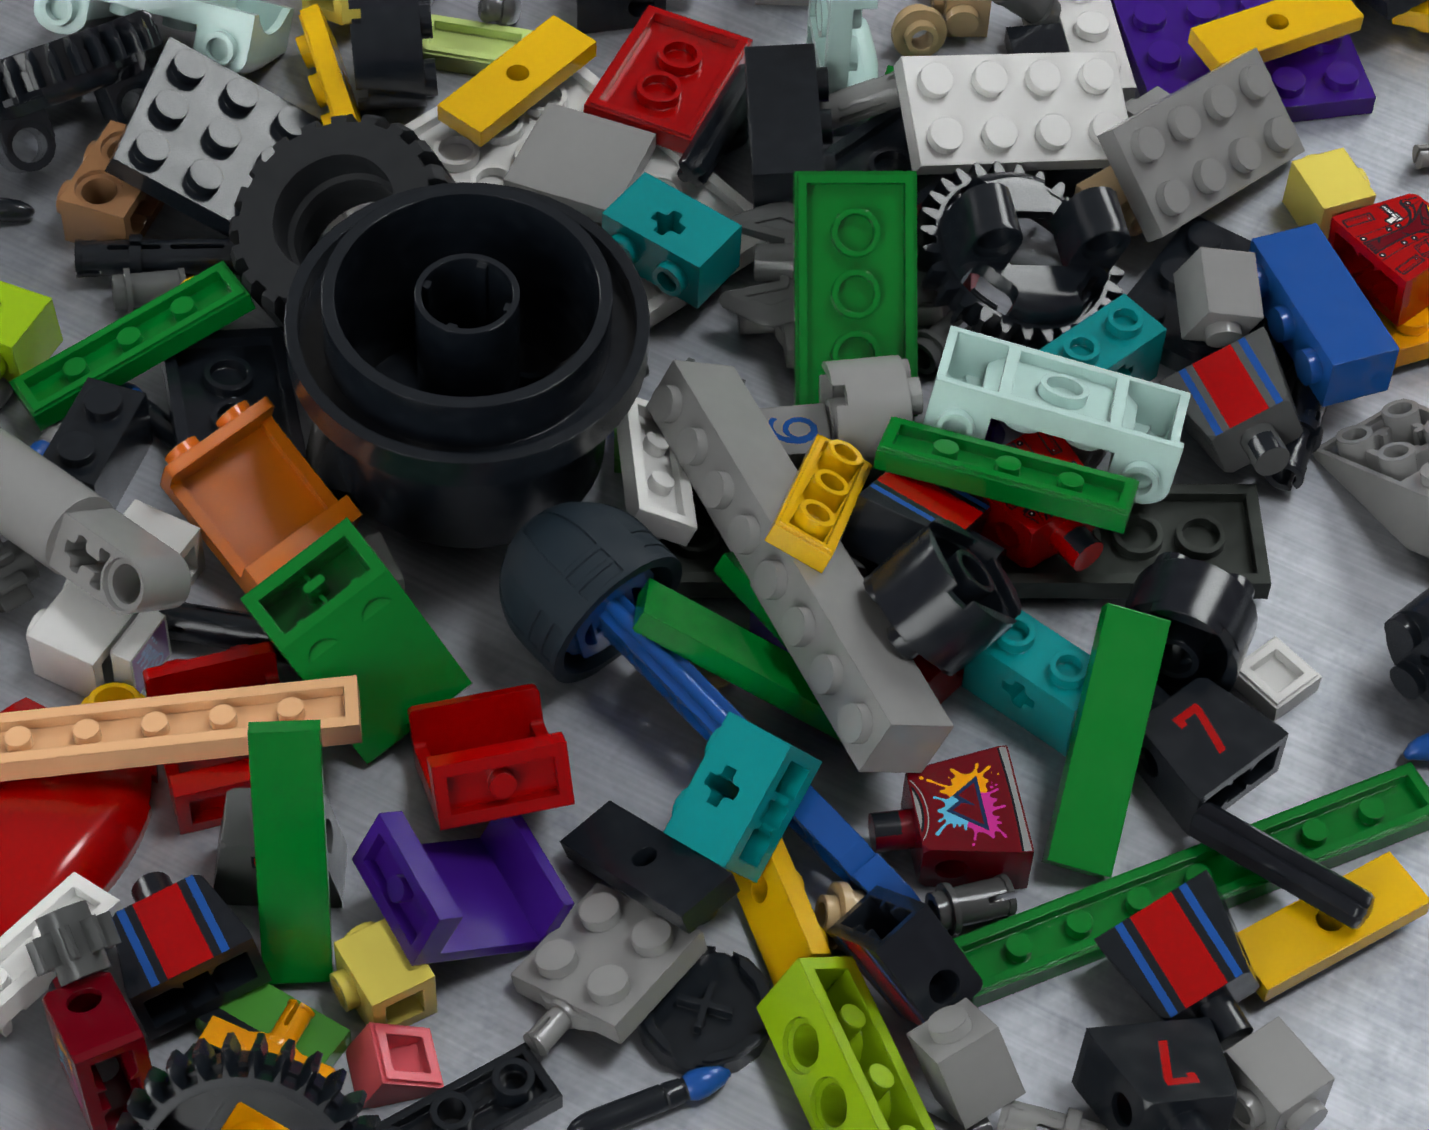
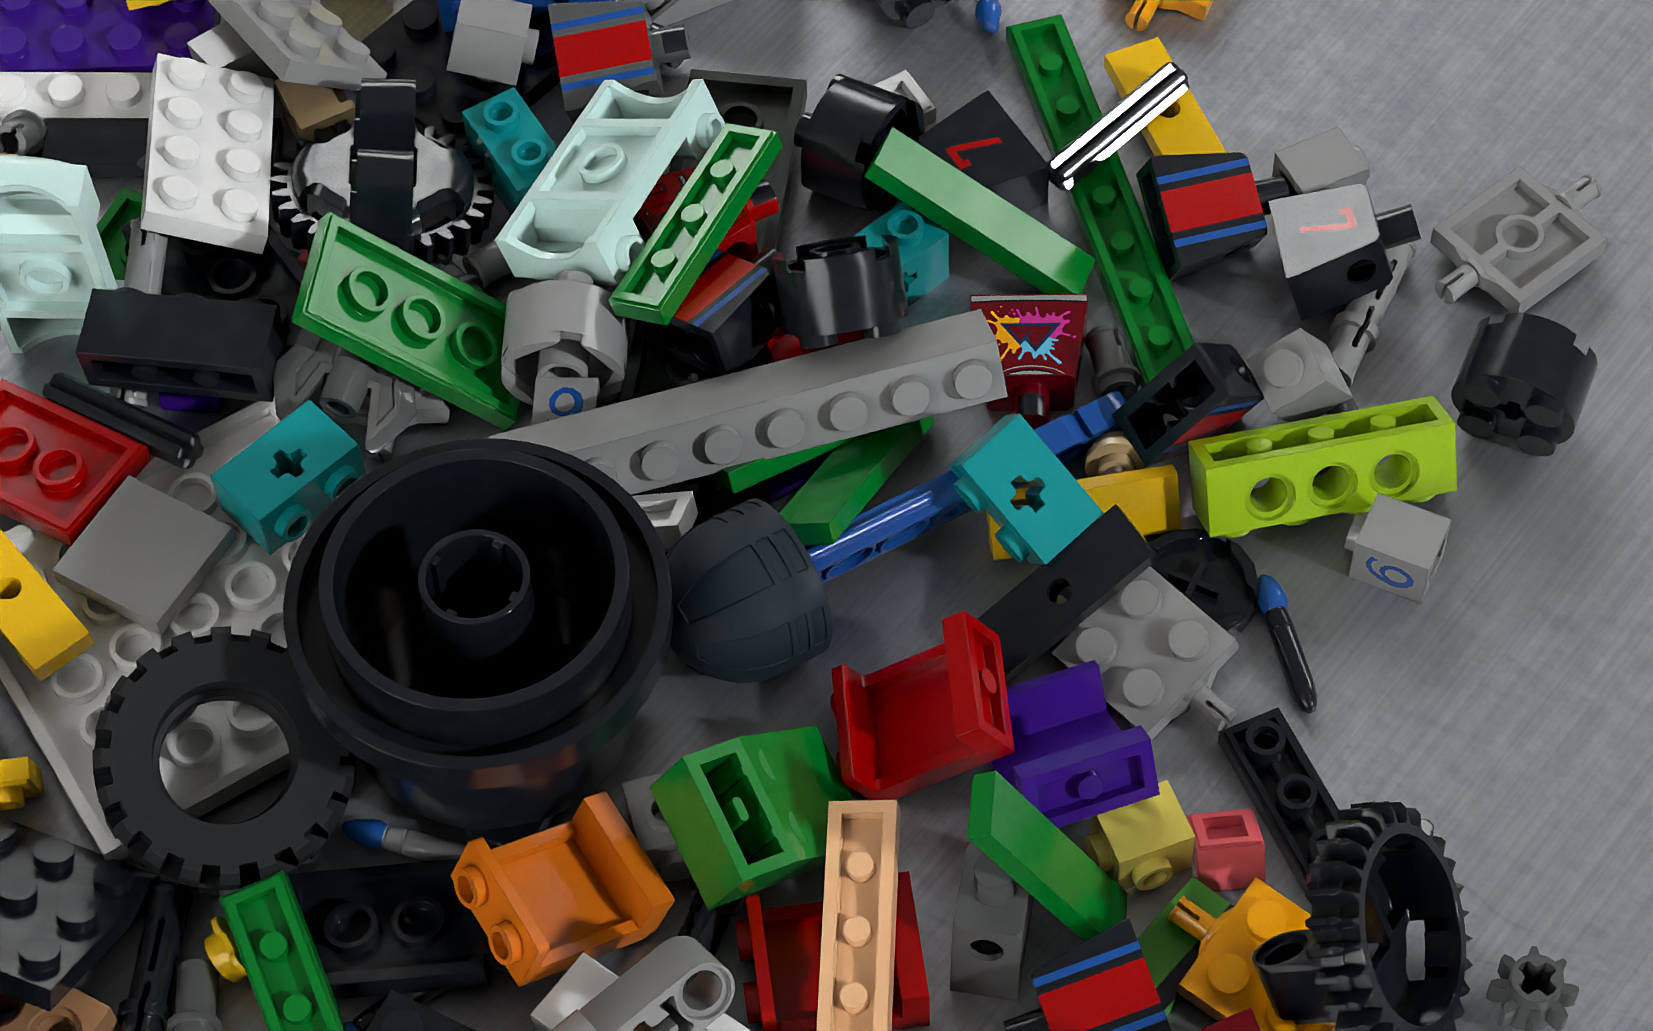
camera: 75 degrees left, 5 degrees up
(819, 502) = (698, 375): yellow tile -> none

